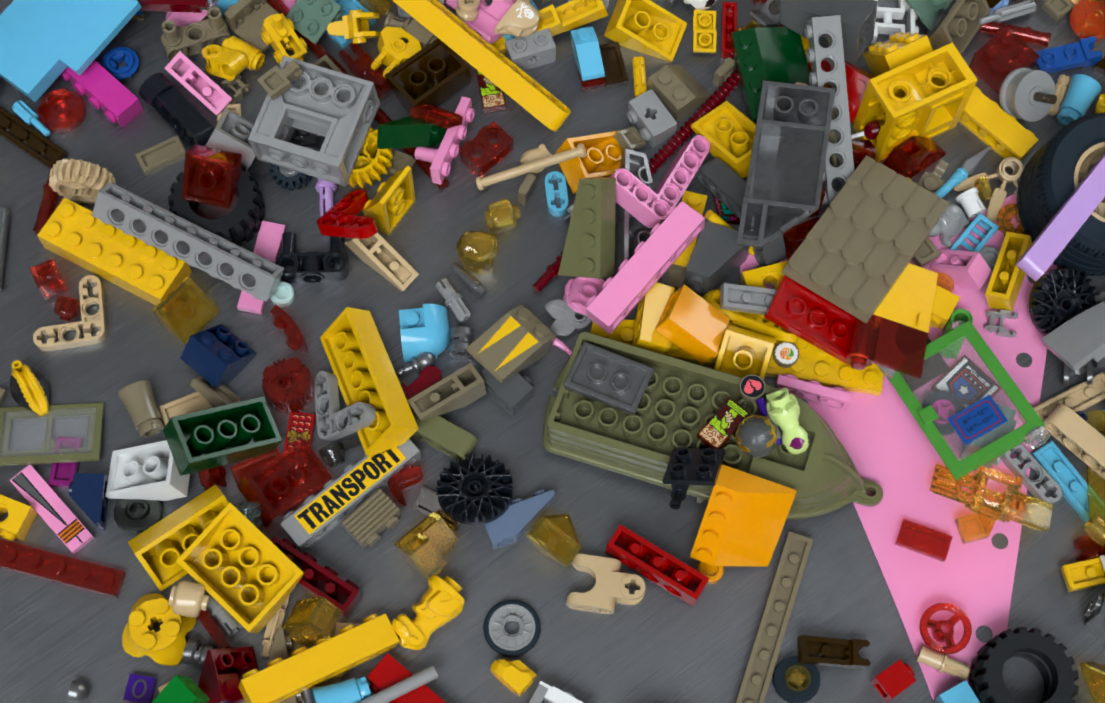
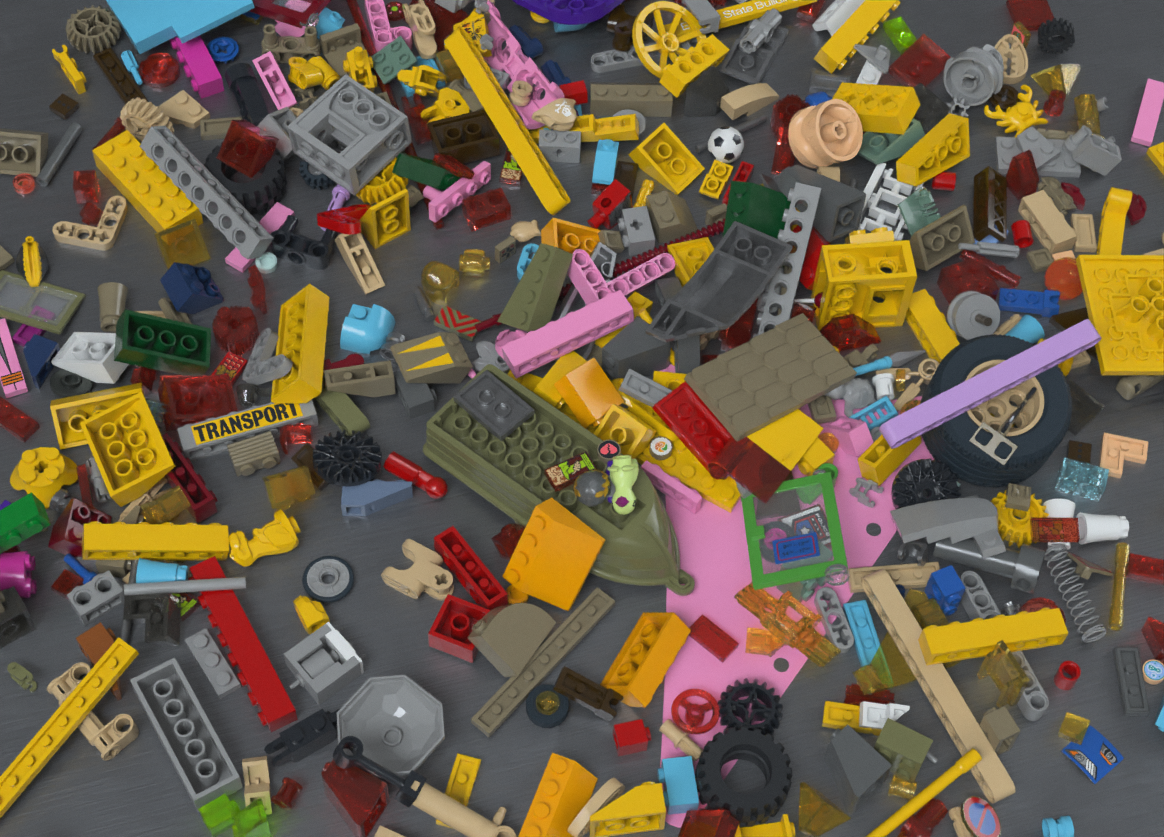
camera: 20 degrees right, 10 degrees down
(111, 149) = (184, 110): none -> tan wing
(188, 599) = (75, 455): tan head -> none
(277, 81) = (329, 88): dark tan plate -> none
(421, 361) = (356, 348): flat silver bar -> none
(453, 300) = (403, 313): light grey axle -> none
(513, 289) = (457, 322): none -> tile
(529, 167) = (557, 229): tan bar -> none
(548, 478) = (407, 470): none -> red piece
(555, 538) = (395, 520): clear yellow slope -> none
(614, 102) = (609, 205): none -> red torso
(675, 632) = (454, 626): none -> red brick
(686, 518) = (507, 540): none -> clear red brick
(691, 467) = (523, 491): black plate -> none
(732, 621) = (511, 635): none -> dark tan brick
(869, 589) = (646, 657): none -> light orange slope
(994, 584) = (728, 706): none -> black gear

